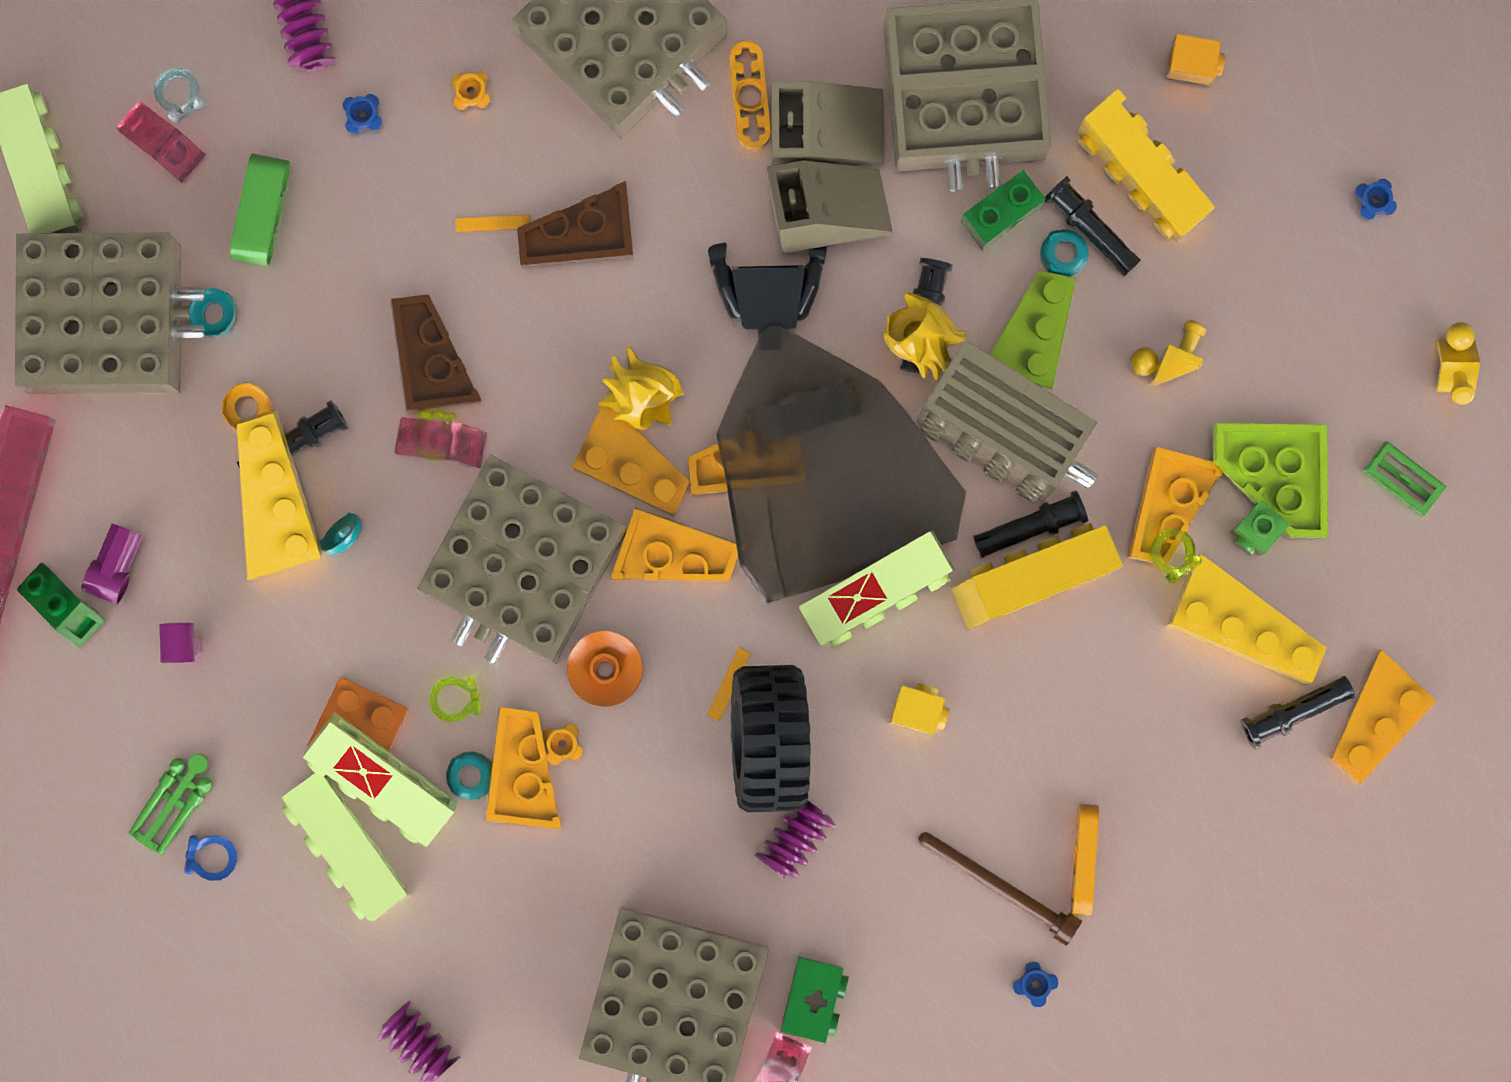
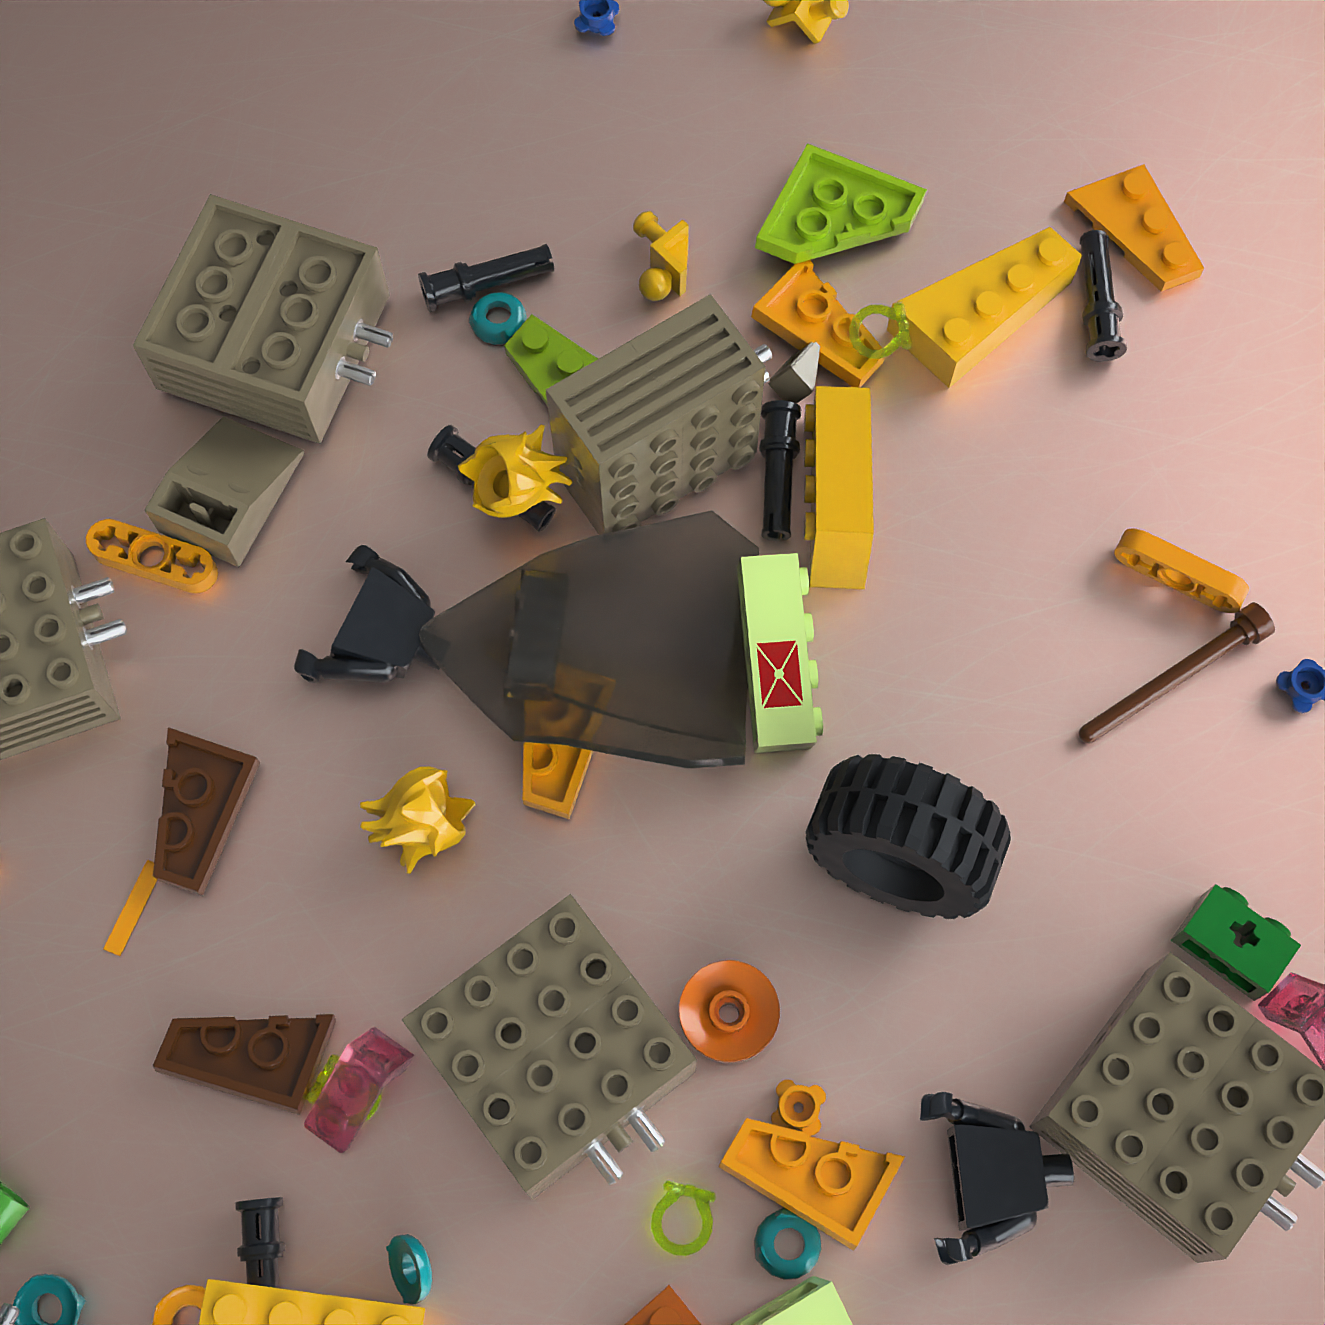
camera: 60 degrees left, 15 degrees down
(576, 894) = (995, 1175): none -> black torso
(629, 463) = (497, 873): light orange wing -> none
(672, 551) = (625, 866): light orange wing -> none
(725, 690) = (810, 877): light orange piece -> none
(795, 840) = (1036, 879): magenta piece -> none
(826, 204) = (313, 524): dark tan slope -> none
(920, 709) = (935, 672): yellow brick -> none
(1003, 210) = (420, 350): green brick -> none
(1116, 505) = (797, 375): none -> dark tan slope
(1143, 167) = (447, 196): yellow wedge -> none
(1195, 59) = (364, 107): light orange brick -> none
(1259, 529) = (892, 246): bright green bracket -> none
(1378, 459) = (900, 110): bright green tile -> none

